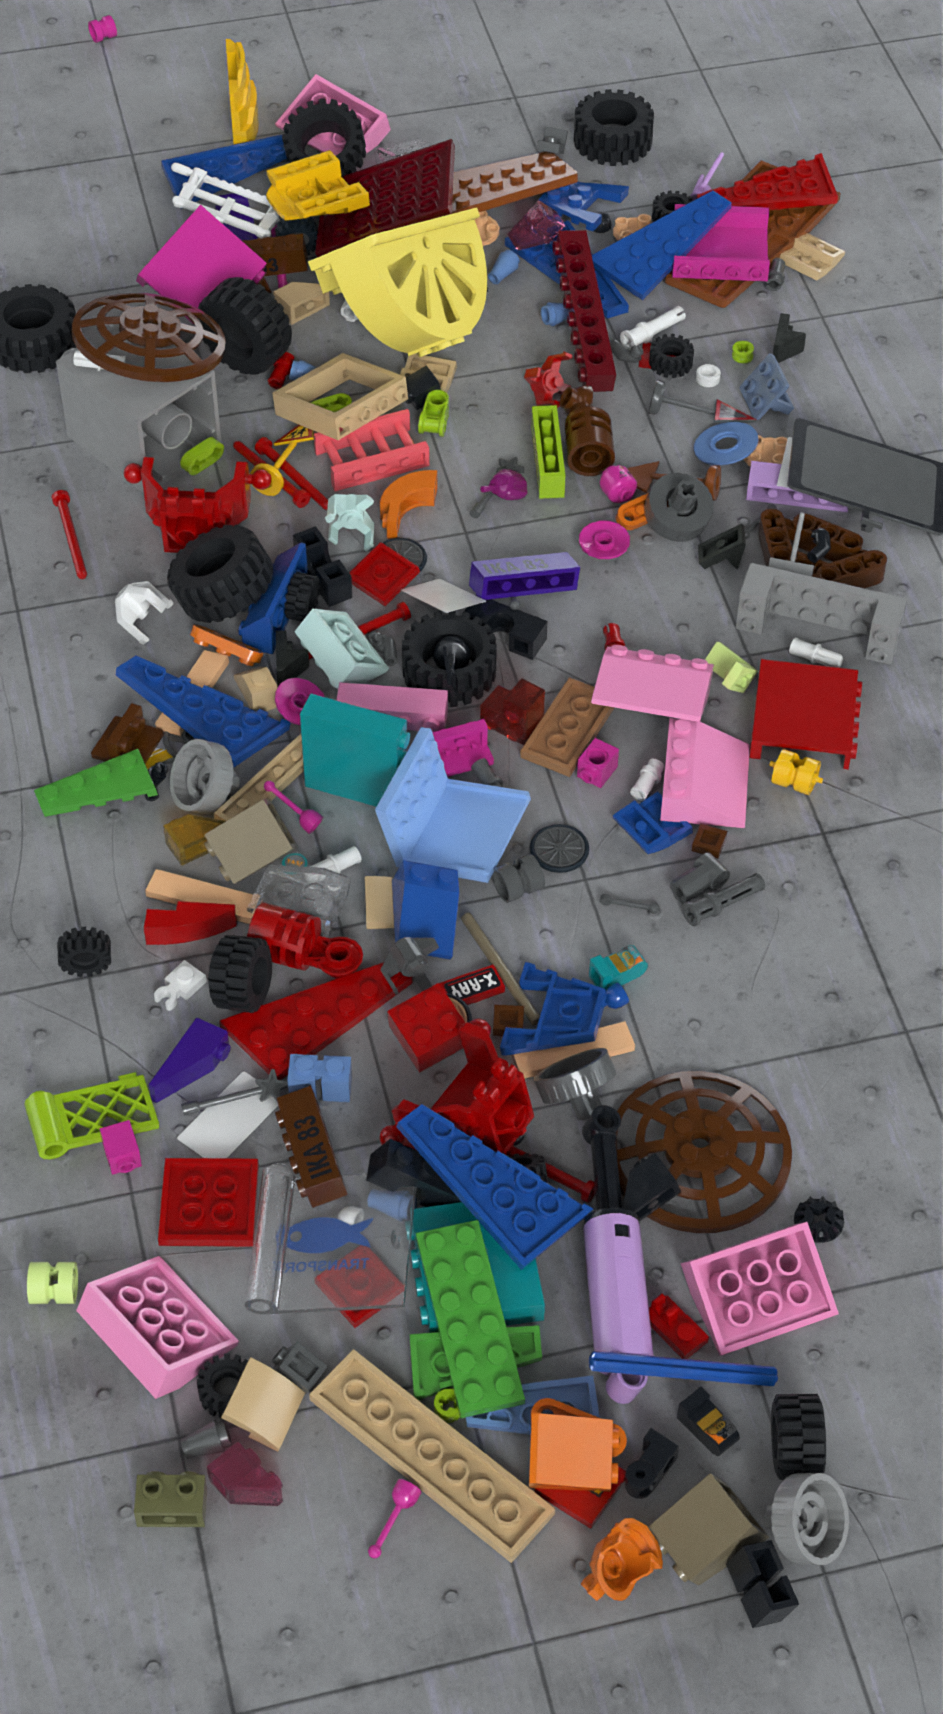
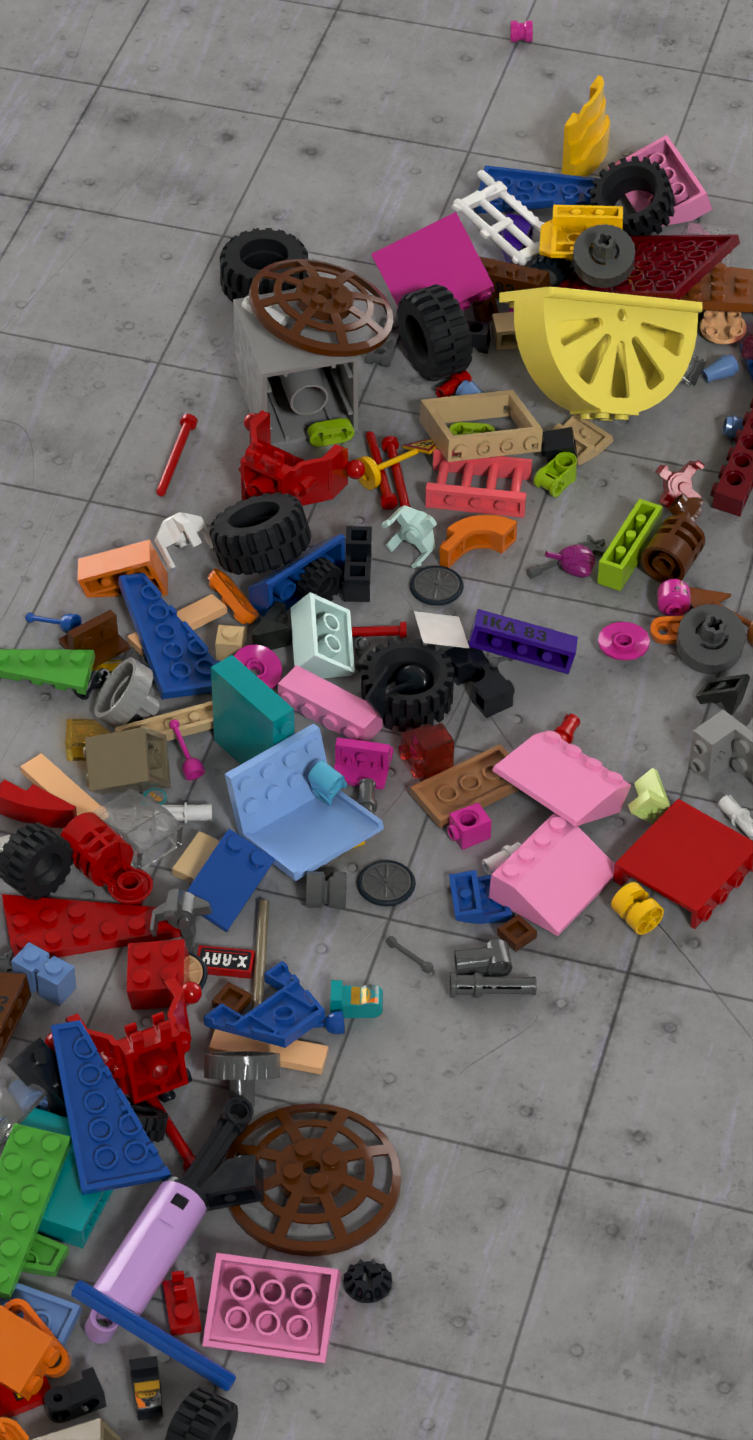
camera: 30 degrees right, 5 degrees down
(93, 734) = (66, 623): none -> blue hinge
(94, 668) = (100, 572): none -> orange wedge
(359, 188) = (607, 243): none -> dark grey piece
(383, 574) = (409, 592): red tile -> none
(456, 779) = (326, 782): none -> medium azure piece

